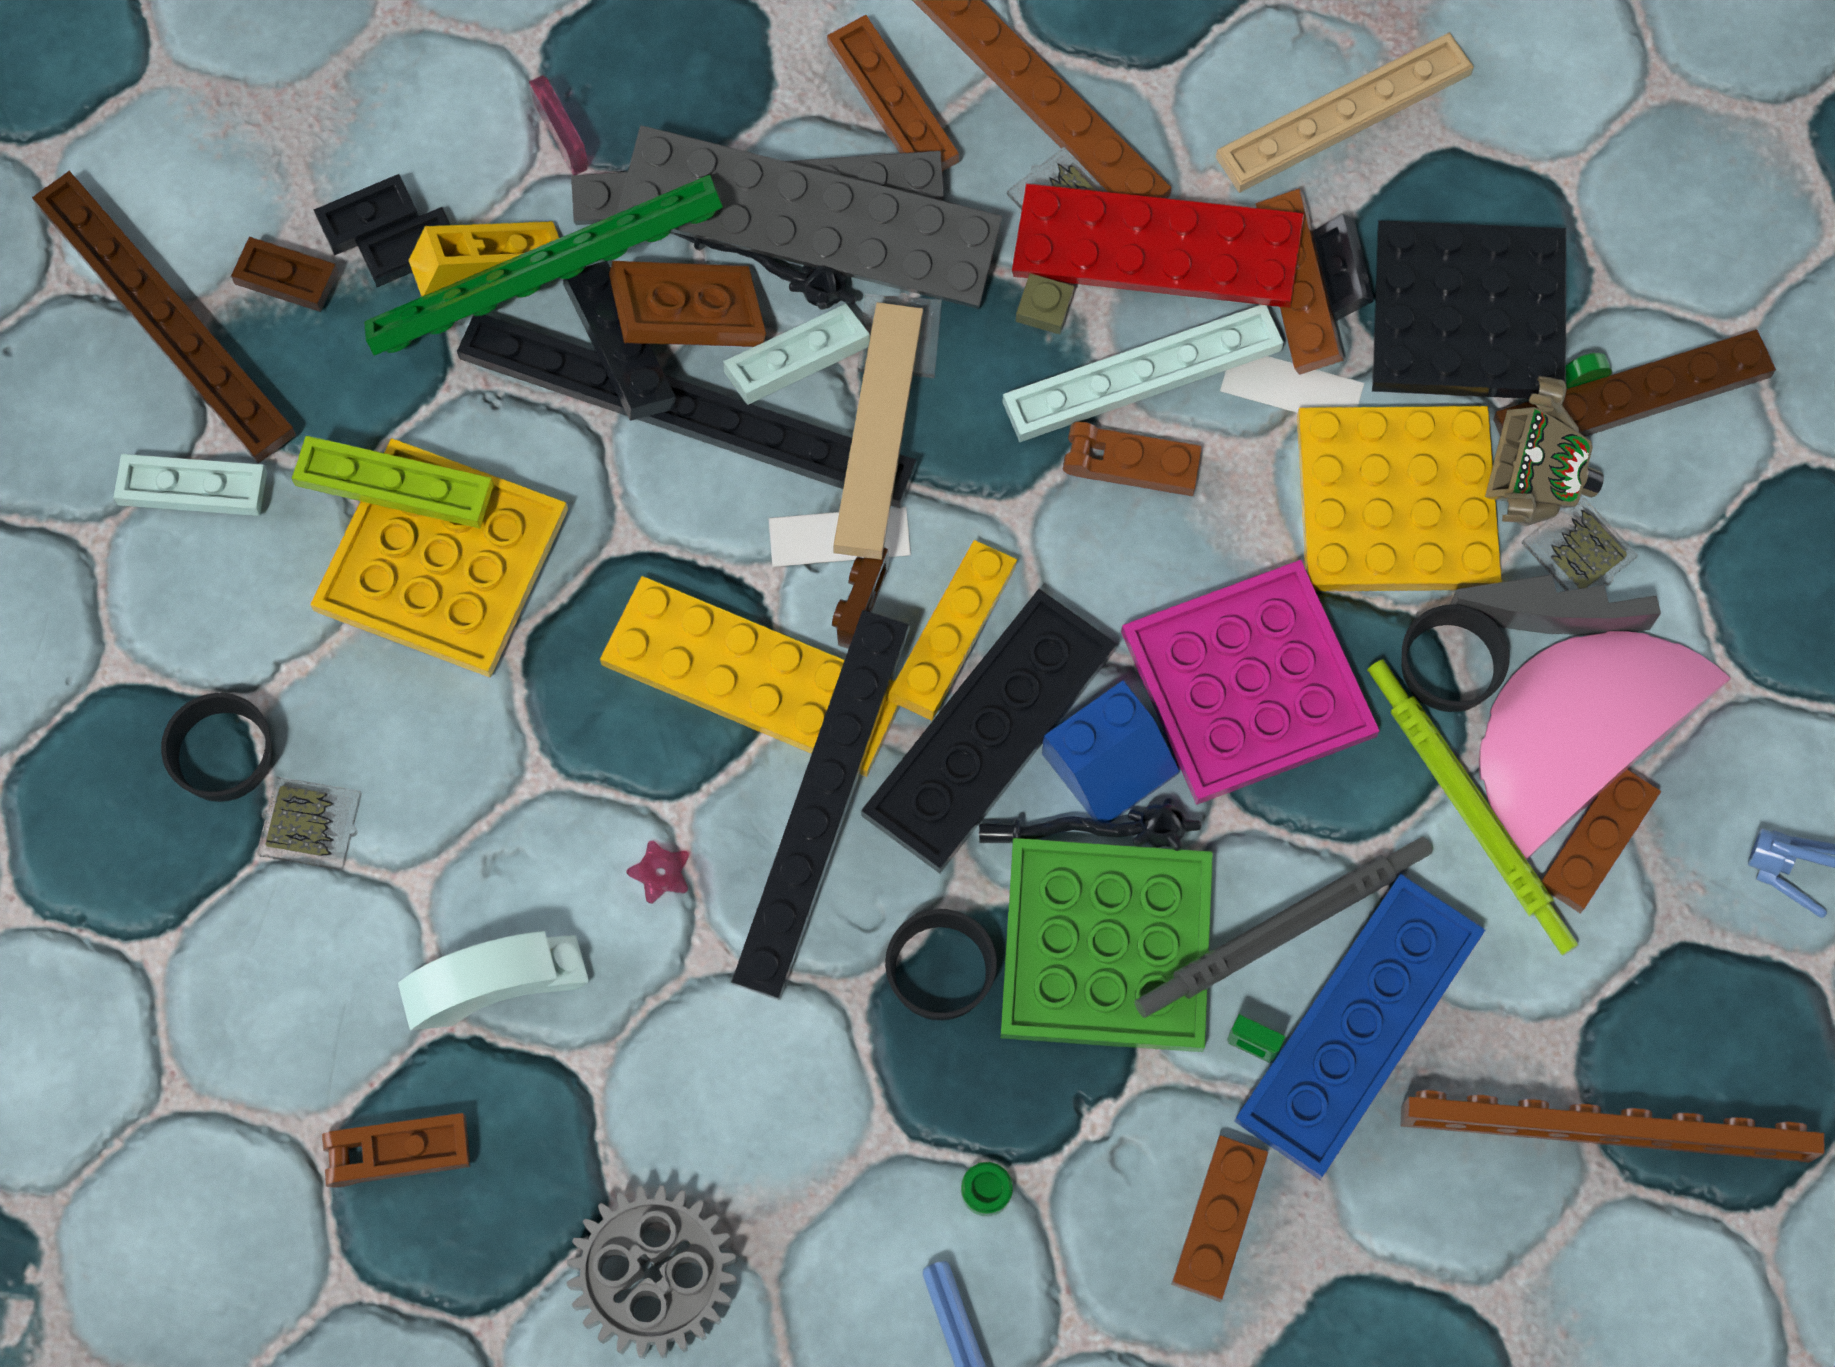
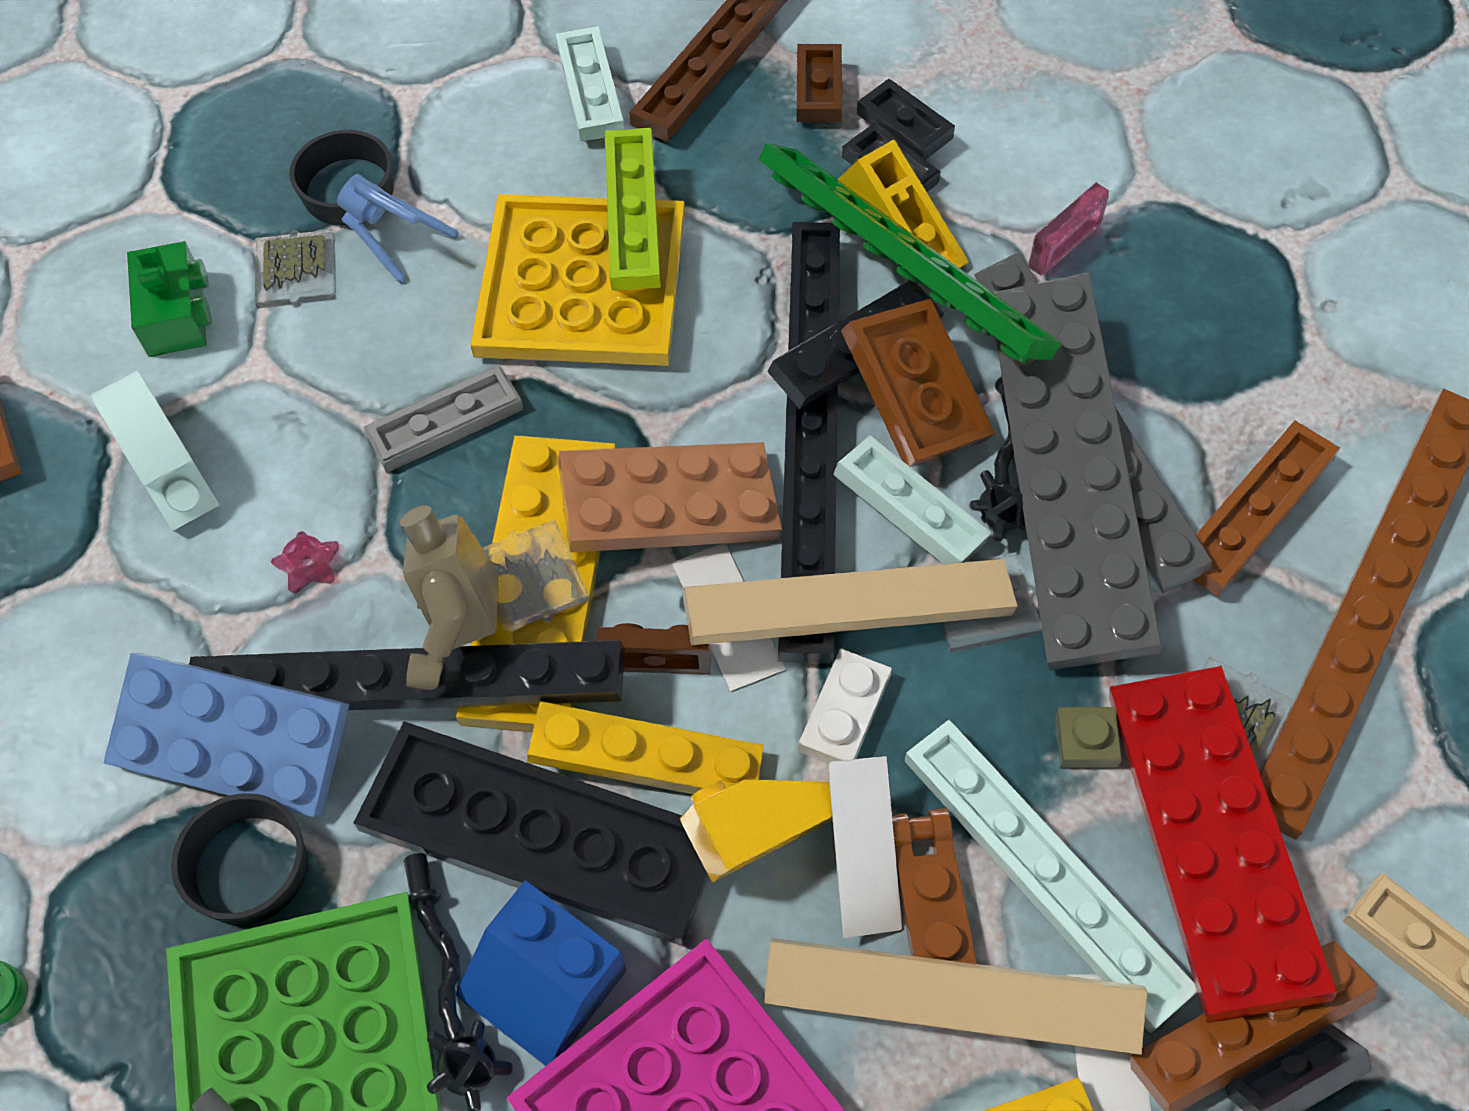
camera: 75 degrees right, 10 degrees down
(283, 721) = (368, 202): none -> medium blue plant
(312, 943) = (168, 298): none -> green brick
(549, 720) = (443, 418): none -> light grey tile
(717, 545) = (667, 496): none -> nougat plate
(759, 675) = (534, 576): none -> clear piece
(778, 722) = (451, 586): none -> dark tan torso
(822, 958) = (226, 733): none -> medium blue plate
(961, 471) = (844, 708): none -> white plate
(1049, 561) = (752, 820): none -> yellow slope
(1088, 487) = (864, 846): none -> white sticker
(1217, 469) = (956, 995): none -> tan tile

